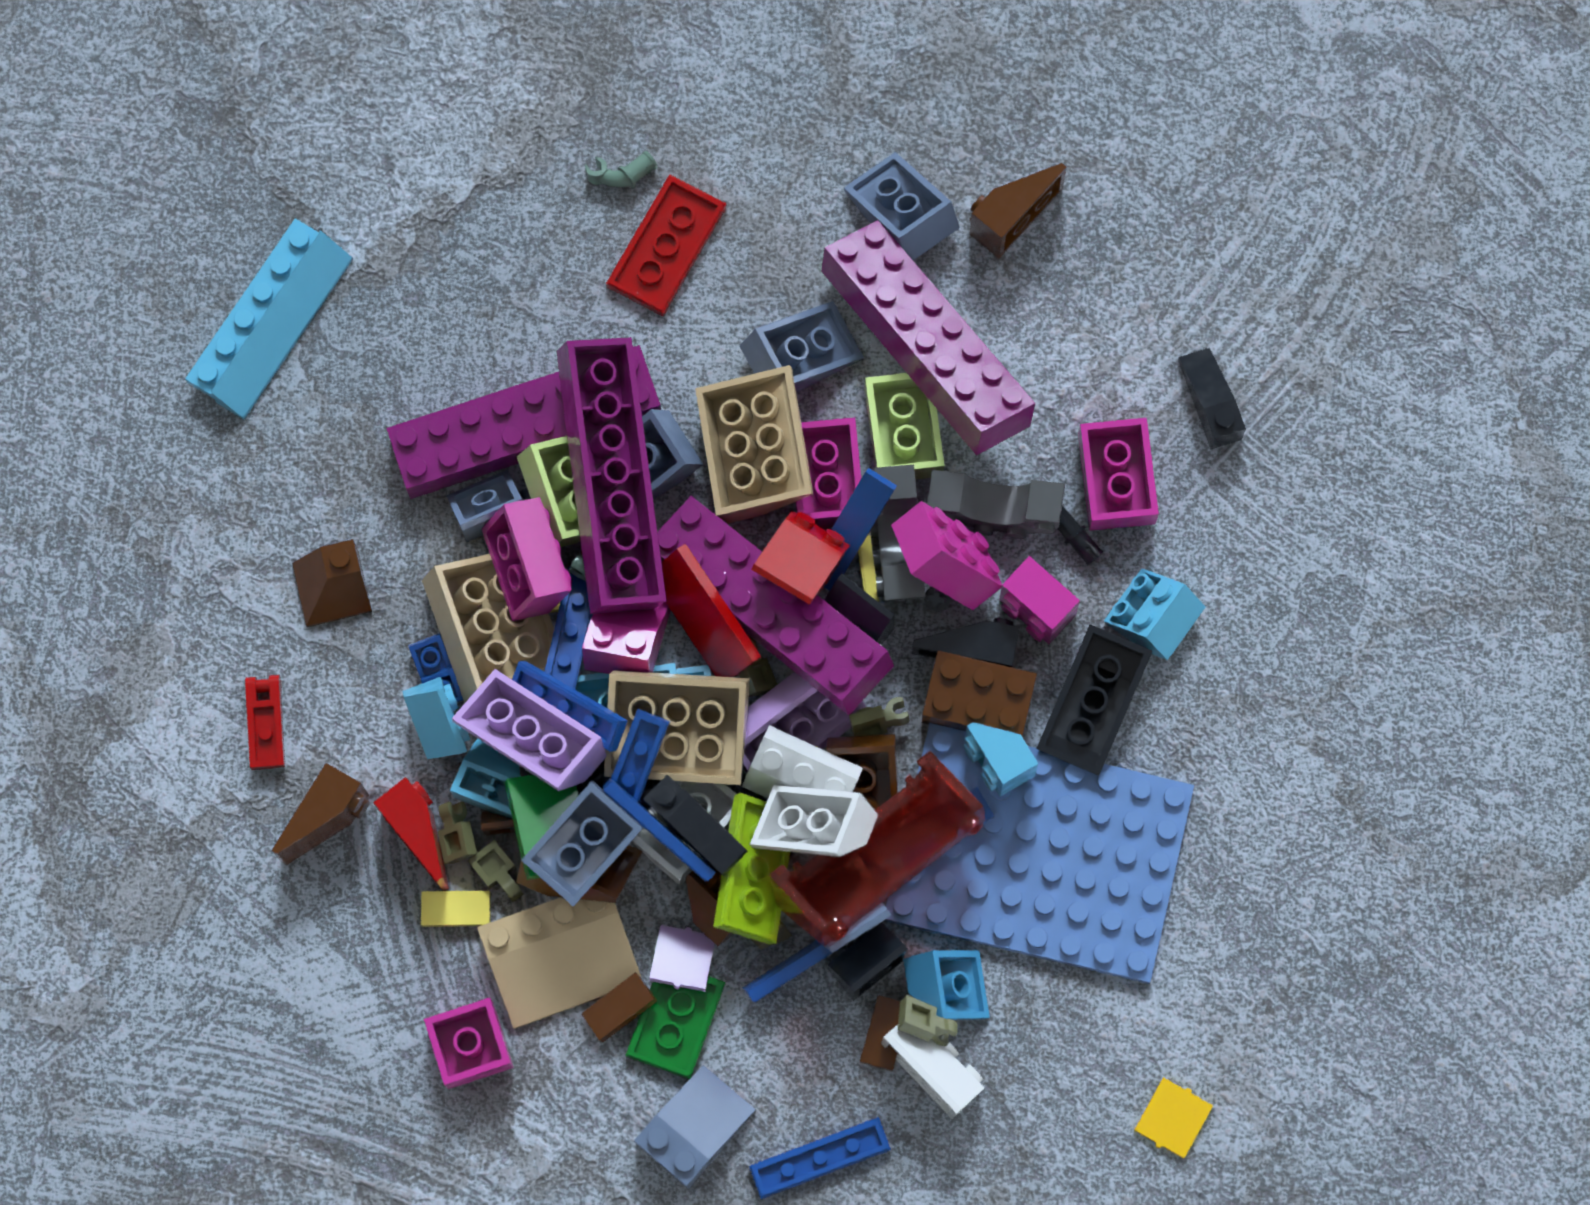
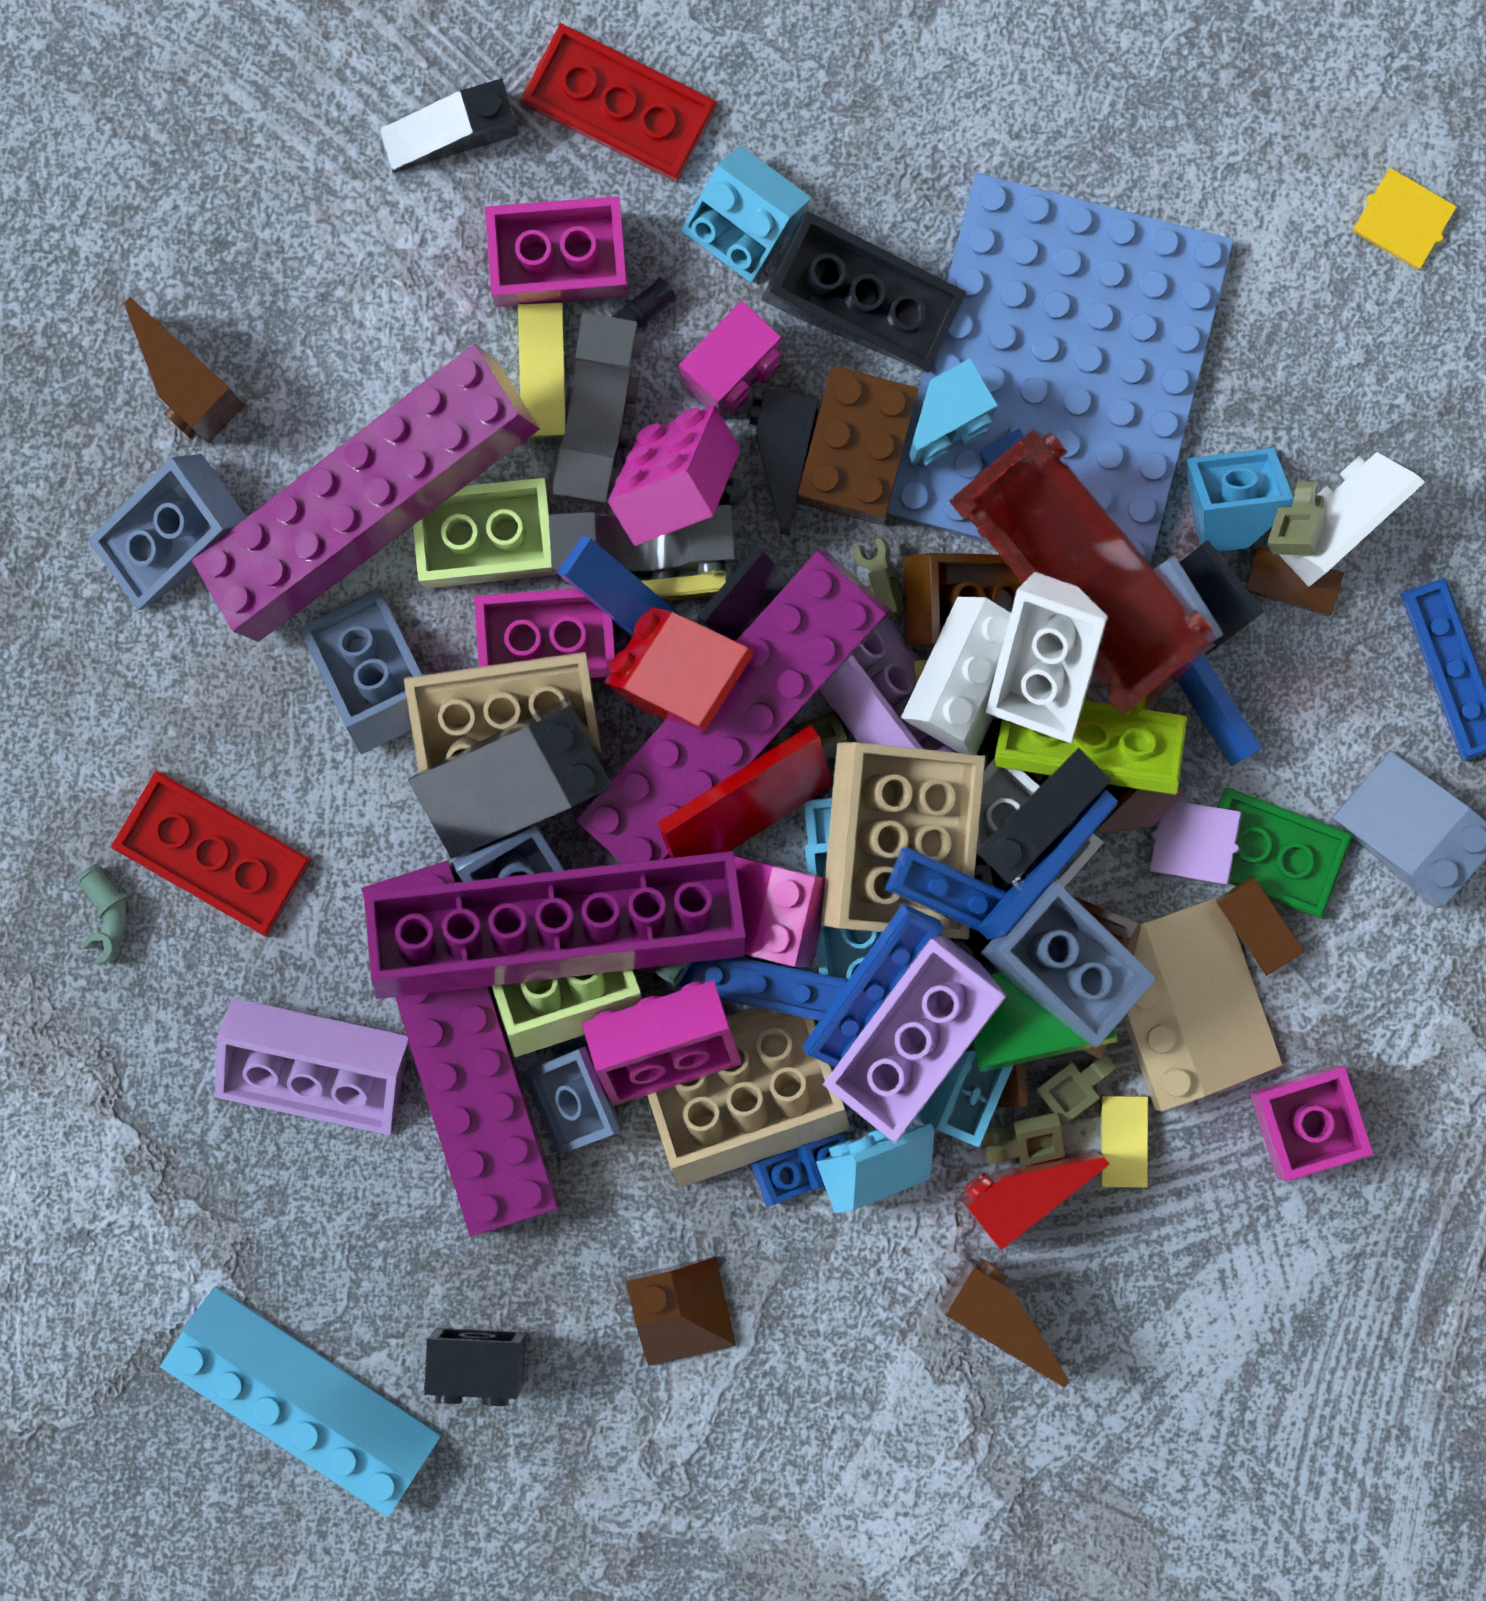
camera: 90 degrees left, 10 degrees up
(265, 723) = (870, 1399): red plate -> none
(293, 435) = (475, 1365): none -> black brick
(511, 317) = (310, 1066): none -> lavender slope
(719, 447) = (512, 779): none -> slope
(1022, 467) = (543, 366): none -> light yellow tile
(1237, 520) = (618, 102): none -> red tile

